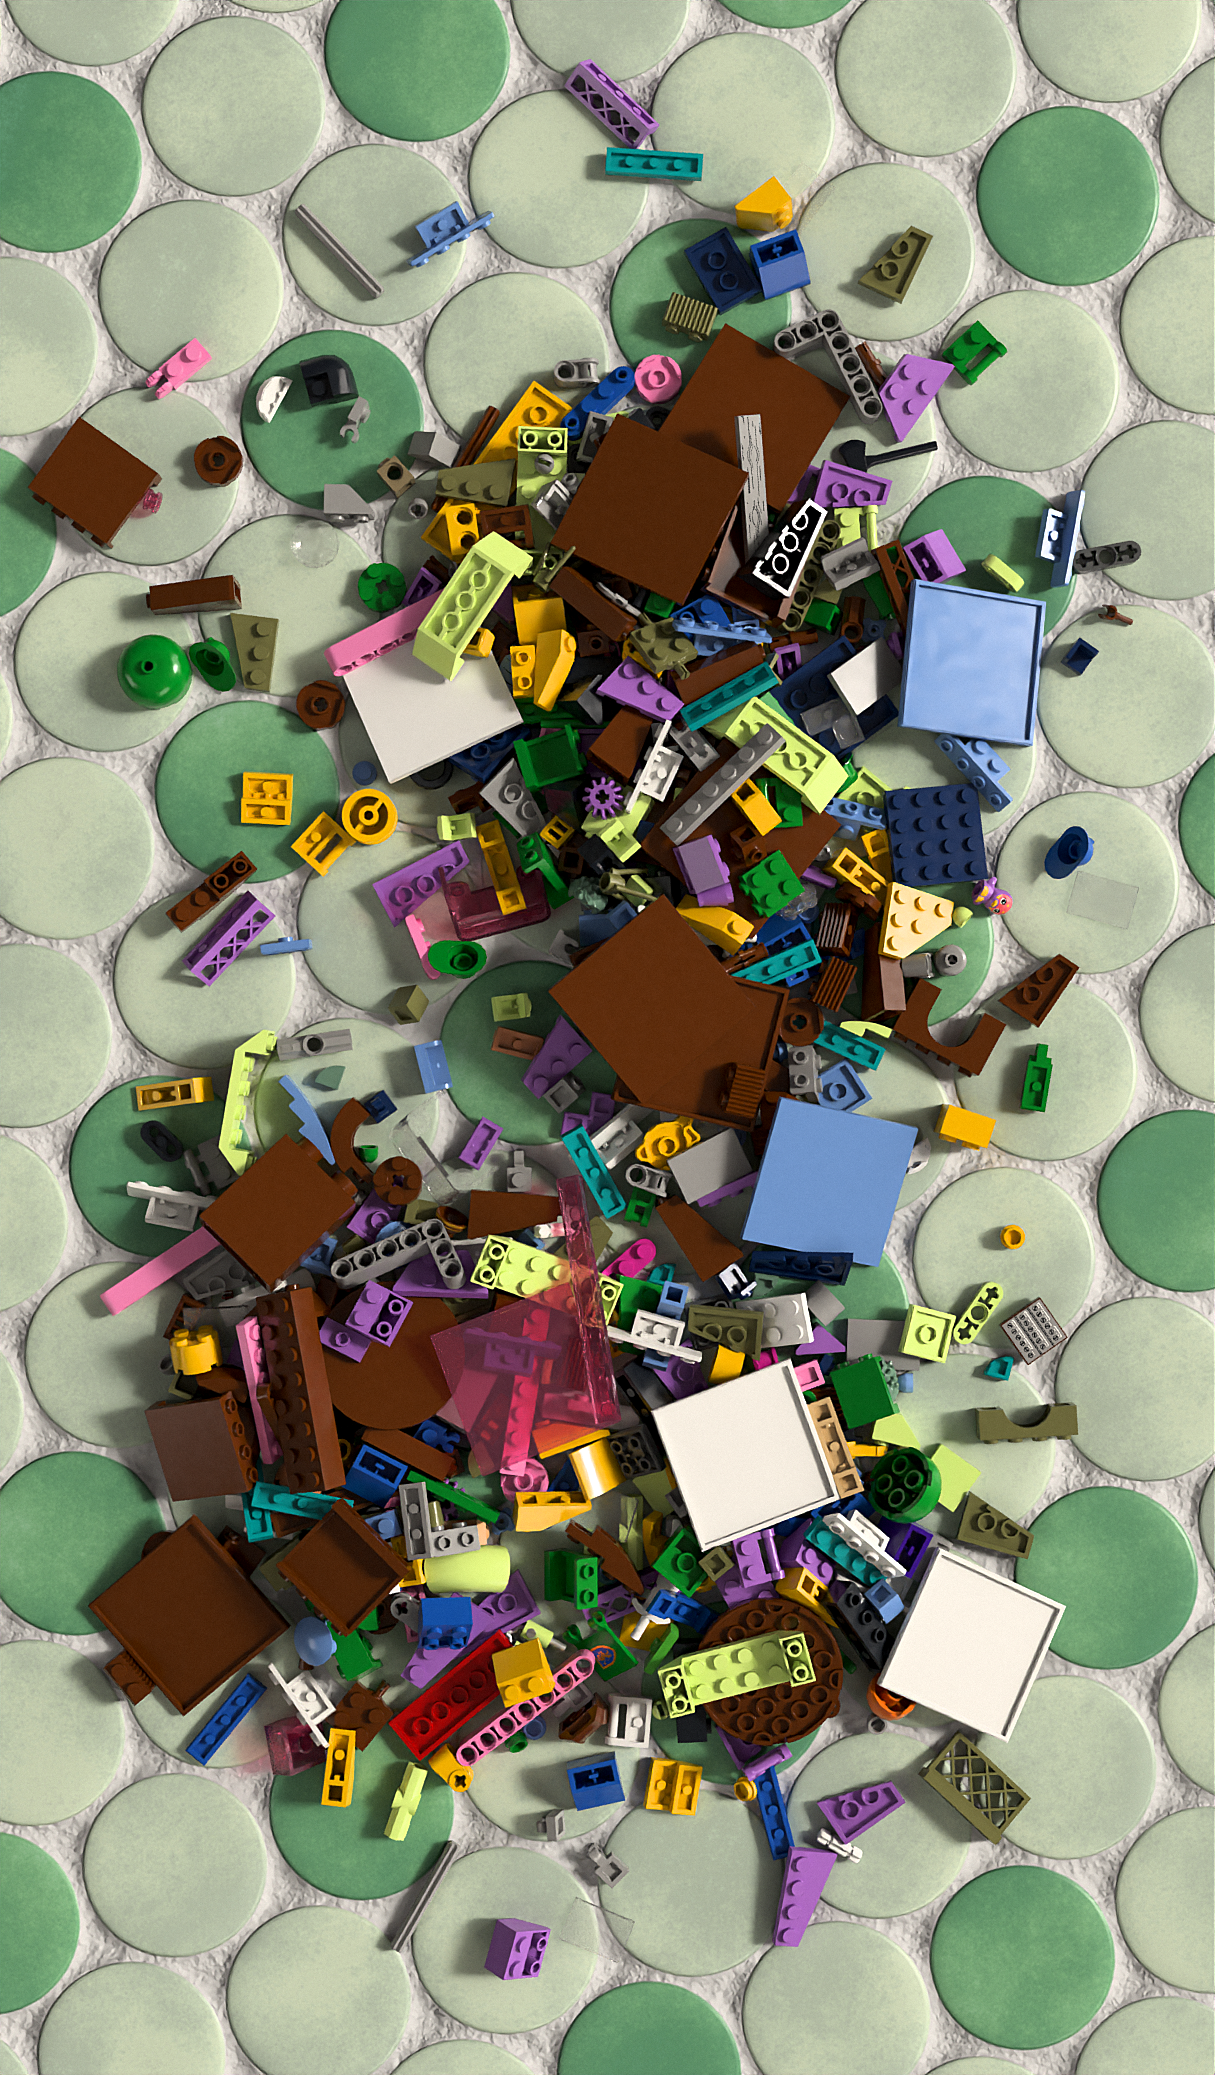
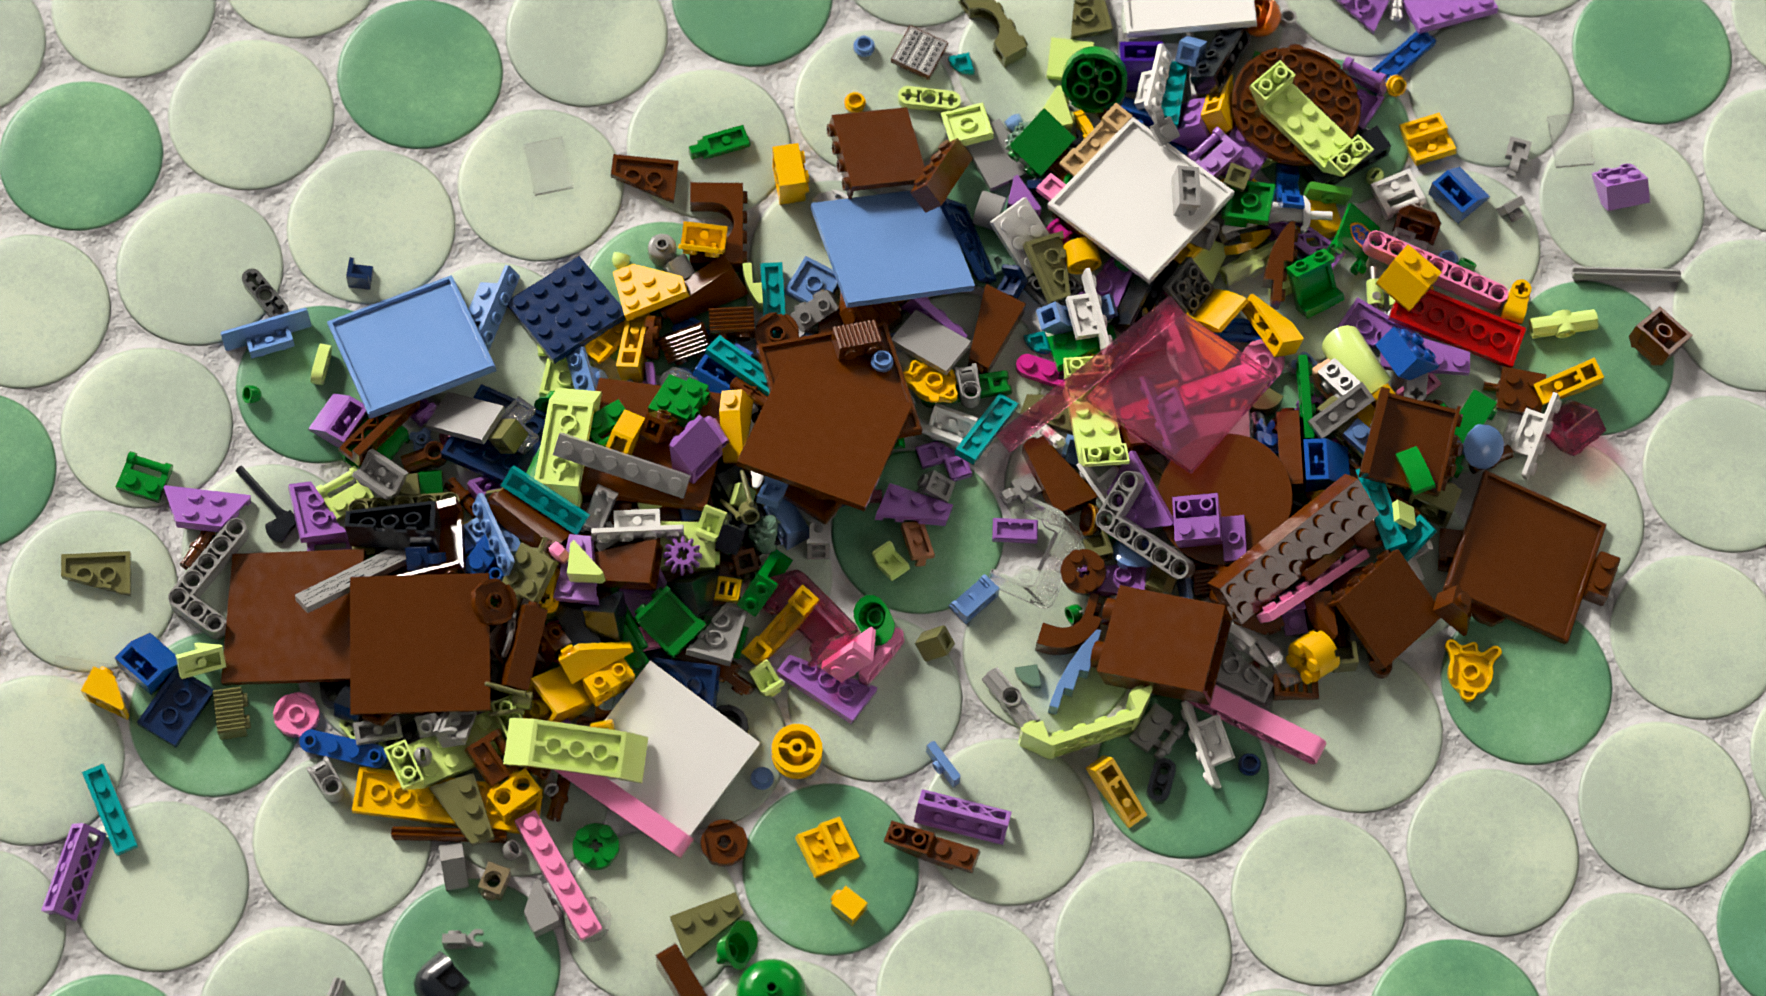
camera: 120 degrees left, 20 degrees down
(113, 1496) = (1470, 670): none -> yellow tile
(134, 1233) = (1249, 764): none -> dark blue plate
(166, 1365) = (1337, 682): light grey hinge -> none
(171, 1514) = (1454, 608): none -> reddish brown slope
(199, 785) = (848, 905): none -> yellow brick
(226, 1719) = (1588, 491): blue tile -> none
(279, 1519) = (1404, 514): none -> yellowish green tile
(311, 1554) = (1415, 470): none -> green slope
(317, 838) = (839, 787): yellow plate -> none
(340, 1888) = (1658, 337): none -> reddish brown slope
(367, 534) = (558, 875): none -> bright pink plate
(380, 1106) = (1030, 624): dark blue tile -> none
(422, 587) = (582, 808): medium lavender slope -> none
(430, 919) = (851, 657): none -> bright pink bracket
(443, 229) = (257, 950): medium blue bracket -> none
(637, 692) = (582, 567): none -> yellowish green slope
(661, 586) = (481, 601): none -> reddish brown plate
(664, 680) = (559, 553): none -> bright pink tile
(707, 1102) = (882, 361): none -> medium blue plate
(725, 1502) = (1185, 190): none -> light grey hinge
(736, 555) = (421, 557): none -> dark blue plate
(752, 311) = (201, 660): none -> yellowish green slope
(805, 1520) = (1164, 128): none -> light grey plate
(824, 704) = (508, 436): none -> olive panel
(879, 1273) = (941, 174): none -> reddish brown brick
(931, 998) = (703, 238): none -> yellow bracket
(942, 1225) = (875, 149): none -> reddish brown panel
(994, 899) = (593, 243): medium lavender animal -> none
(1006, 492) = (251, 394): none -> green hinge
(1069, 852) = (526, 205): blue piece -> none
(1069, 1279) = (864, 46): none -> medium blue plate
(1113, 614) = (310, 267): reddish brown hand -> none

